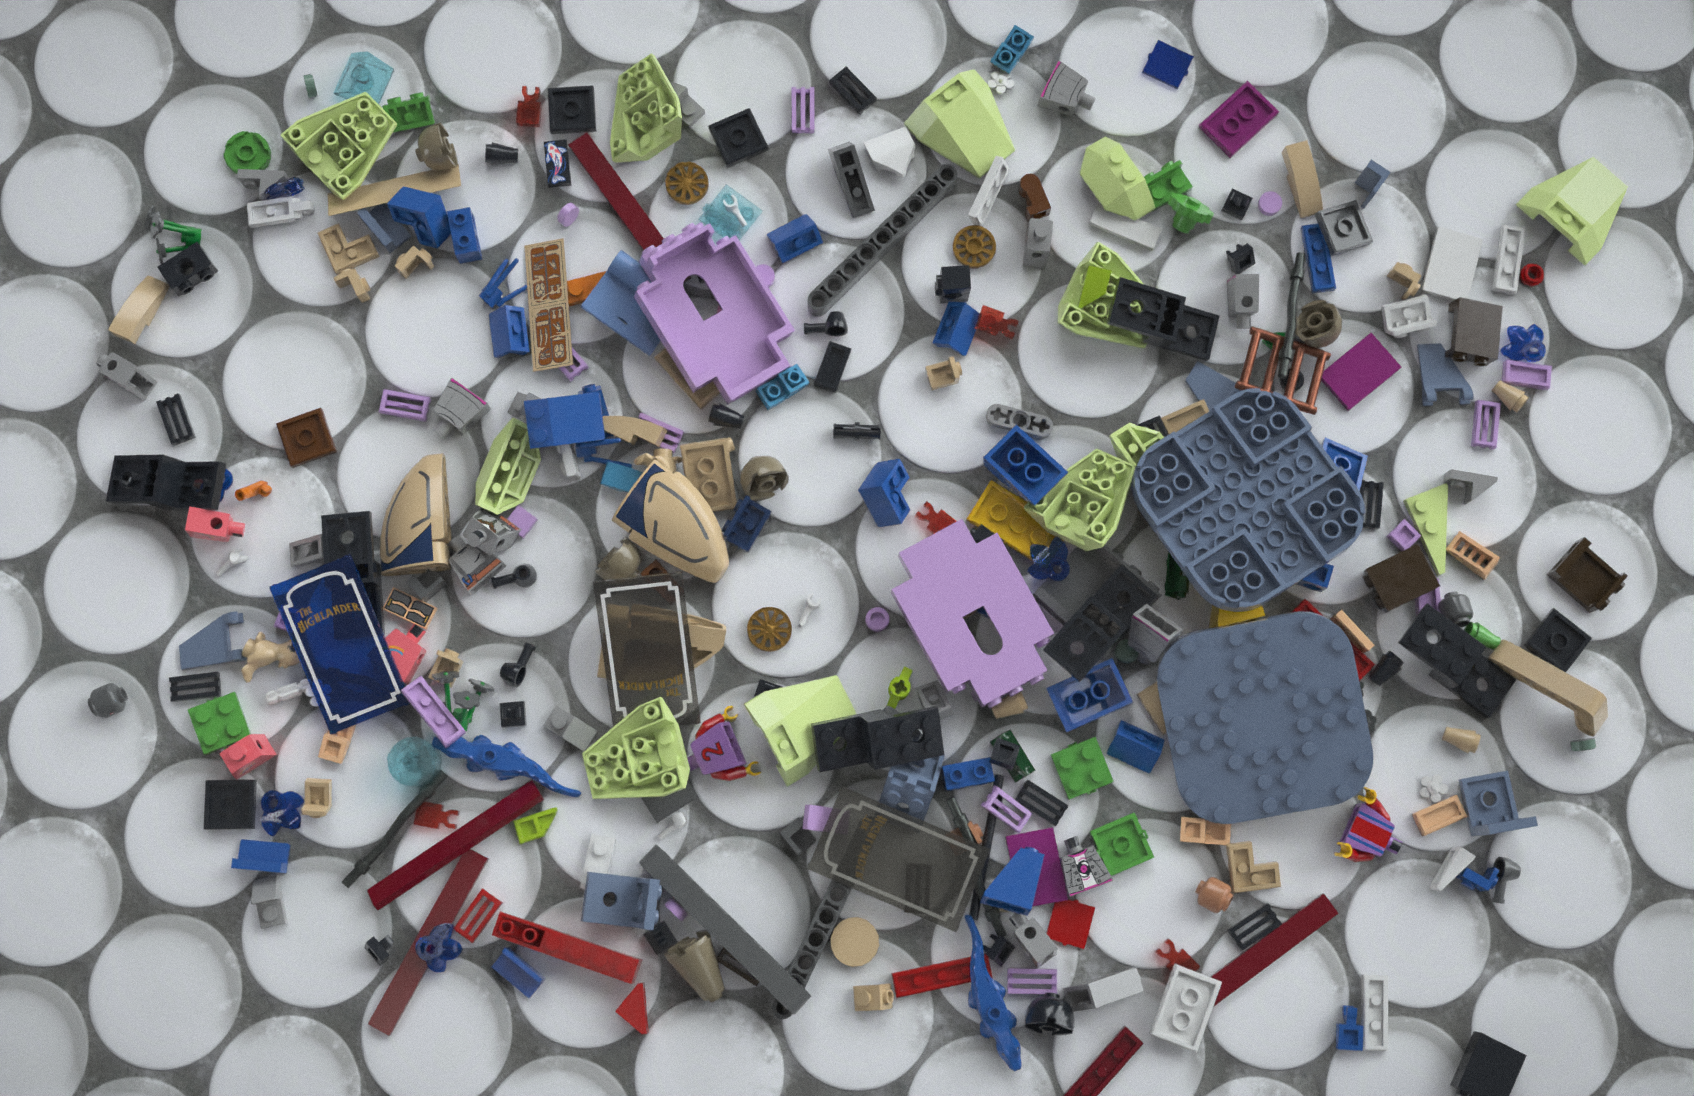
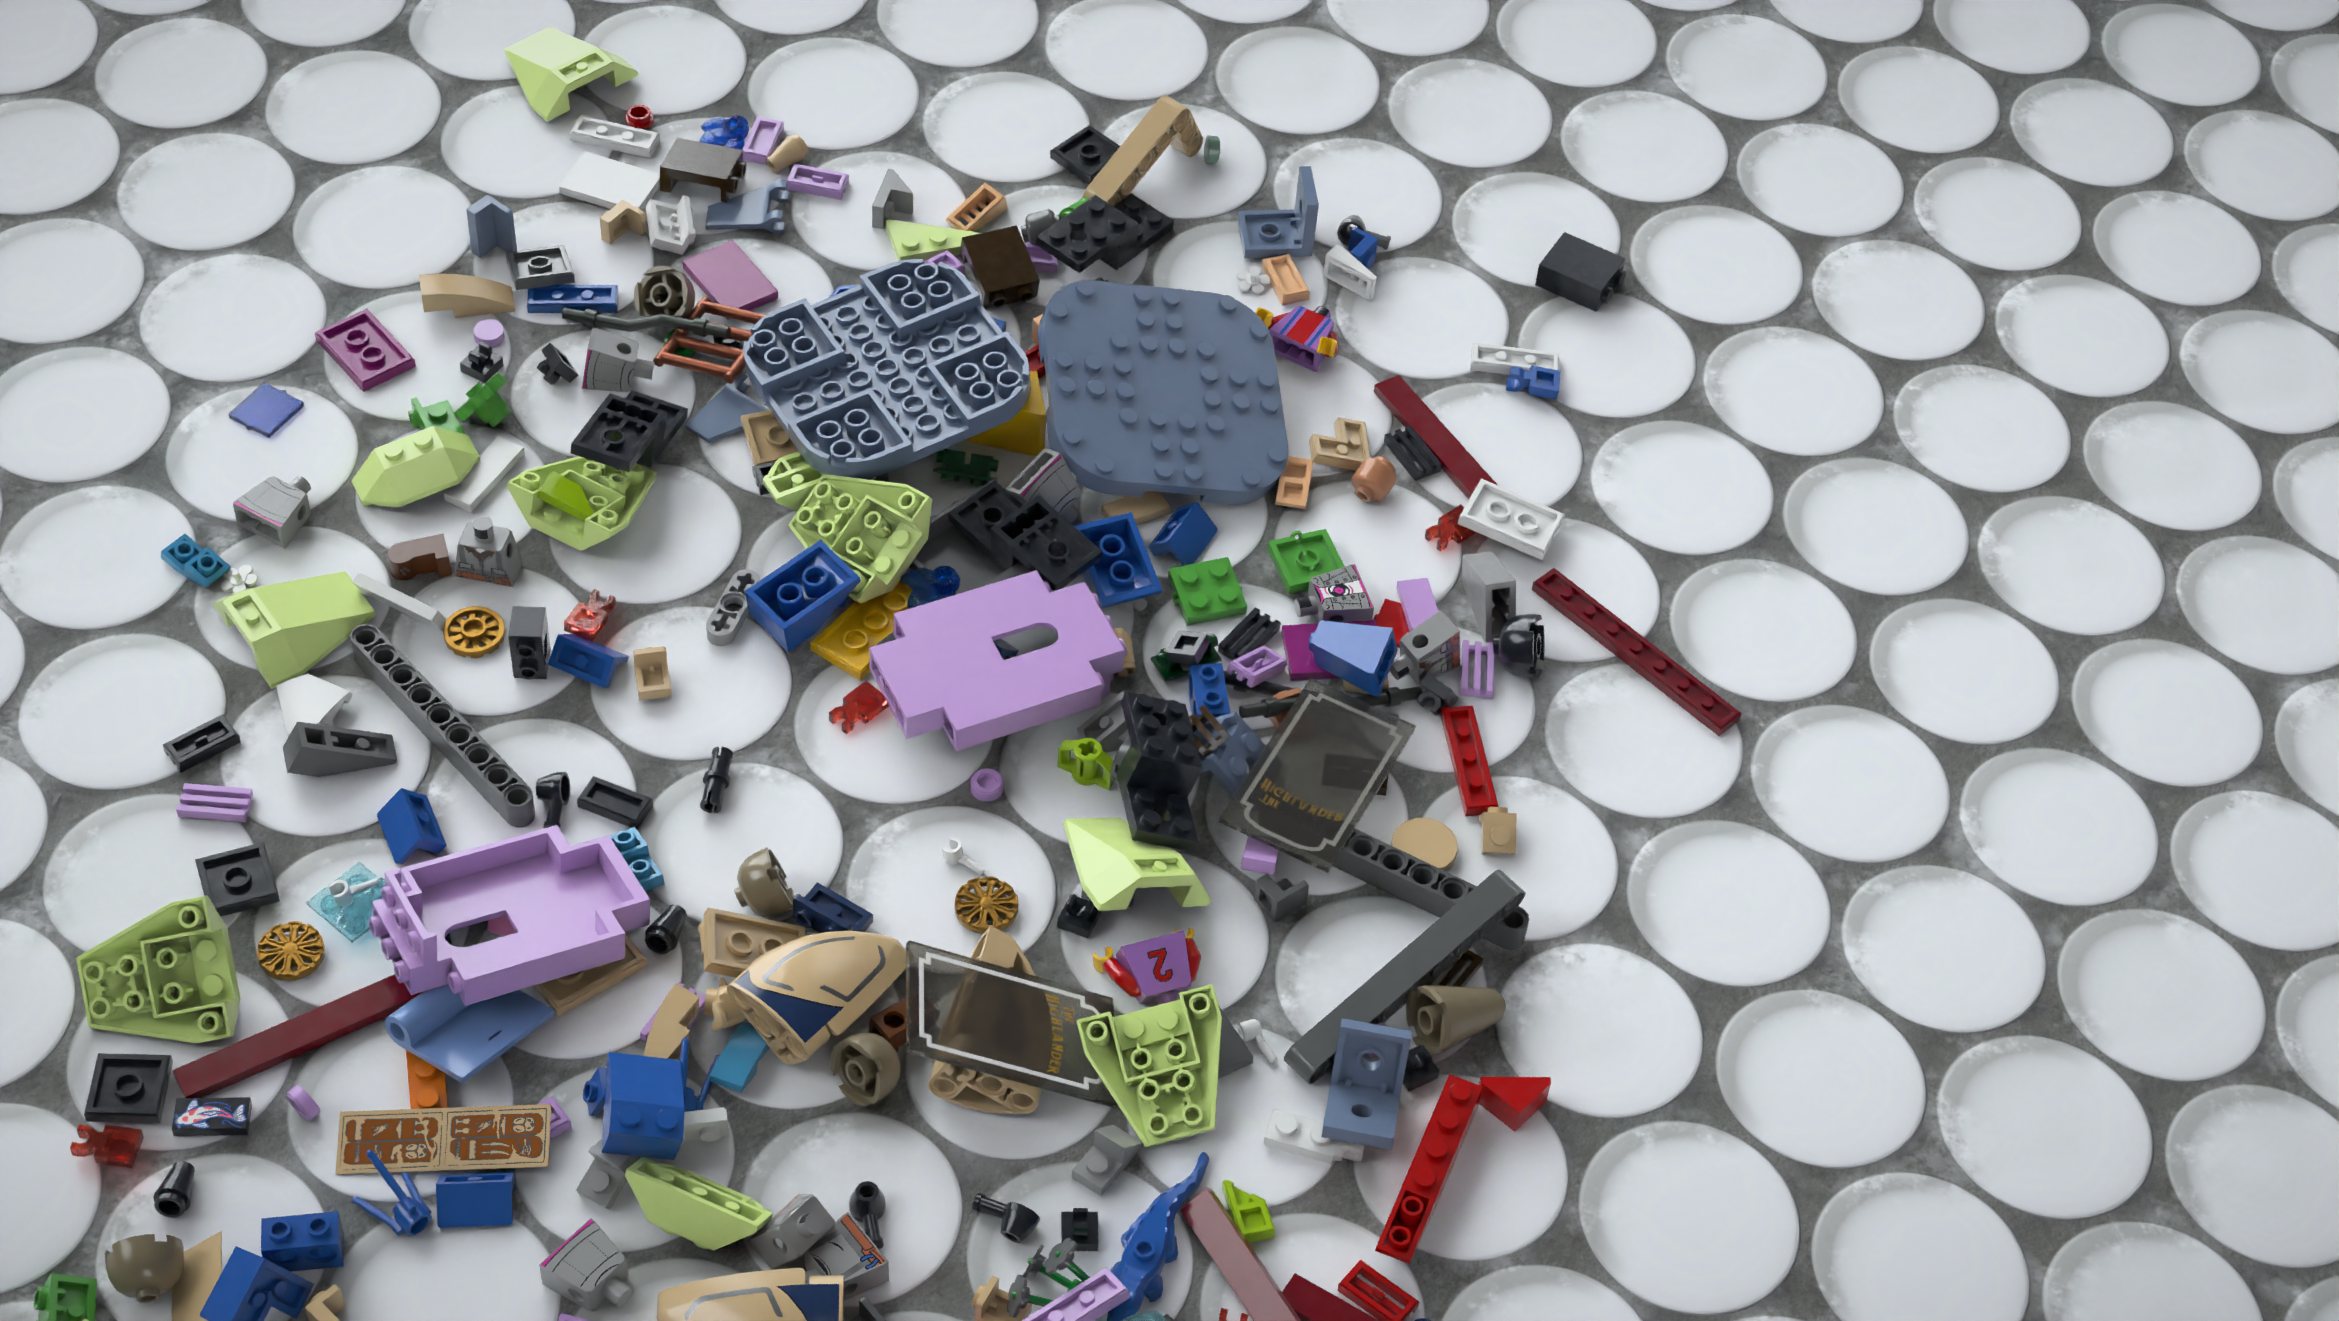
camera: 85 degrees left, 30 degrees down
(518, 972) = (1460, 1242): blue panel -> none
(523, 520) = (778, 1196): lavender tile -> none
(883, 493) = (811, 750): blue panel -> none
(916, 768) = (1197, 723): none -> dark brown tile
(987, 998) = (1506, 708): blue animal -> none
(1086, 934) = (1416, 601): none -> lavender tile
(1463, 739) = (1198, 243): tan cone -> none
(1586, 576) = (1015, 123): dark brown panel -> none

